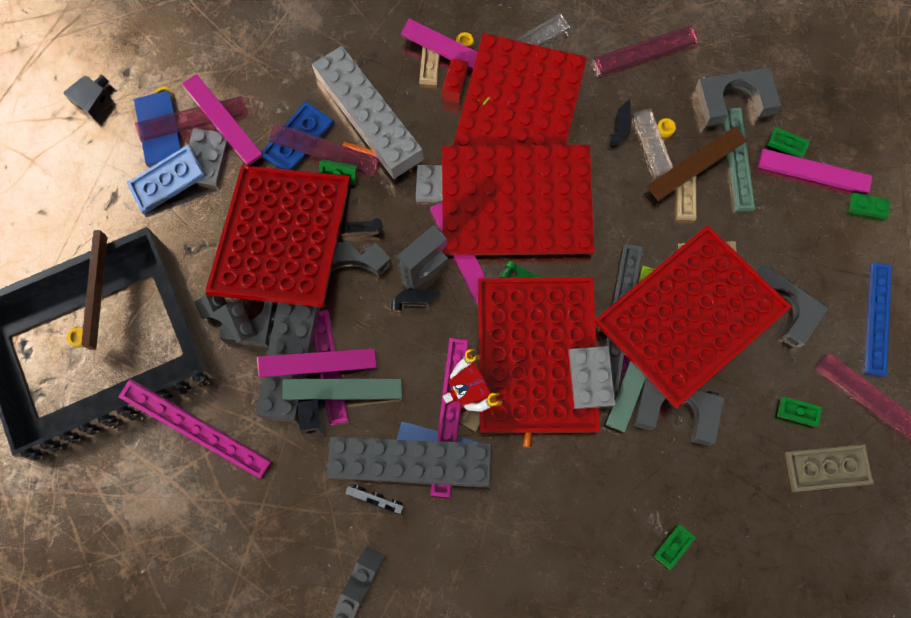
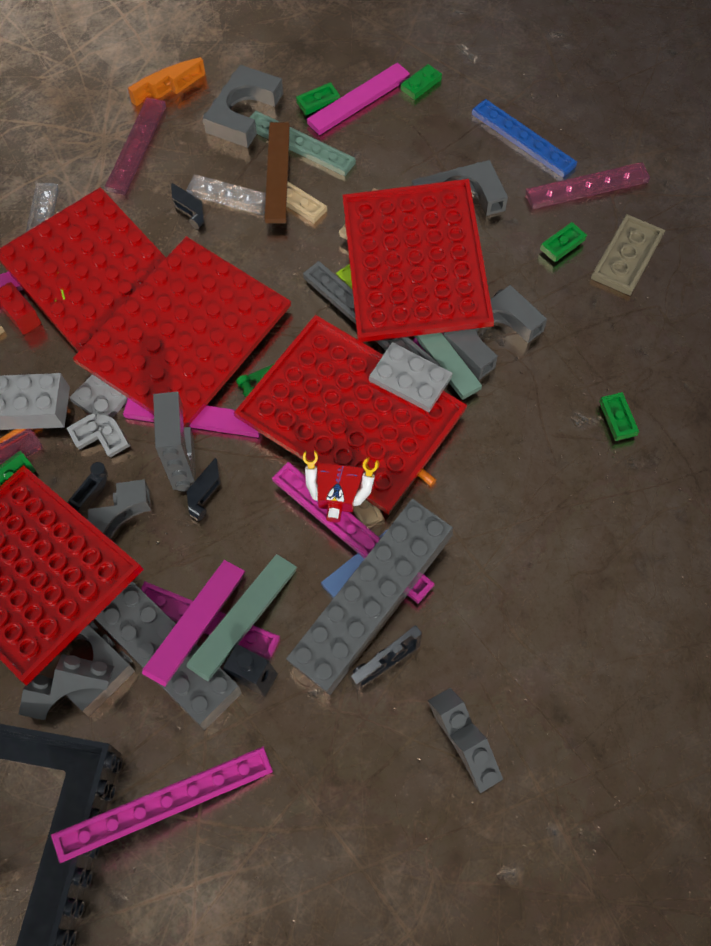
camera: 55 degrees left, 10 degrees down
(409, 202) = (102, 428): none -> light grey plate
(666, 127) = (223, 174): yellow tile -> none
(721, 29) = (163, 81): none -> orange slope

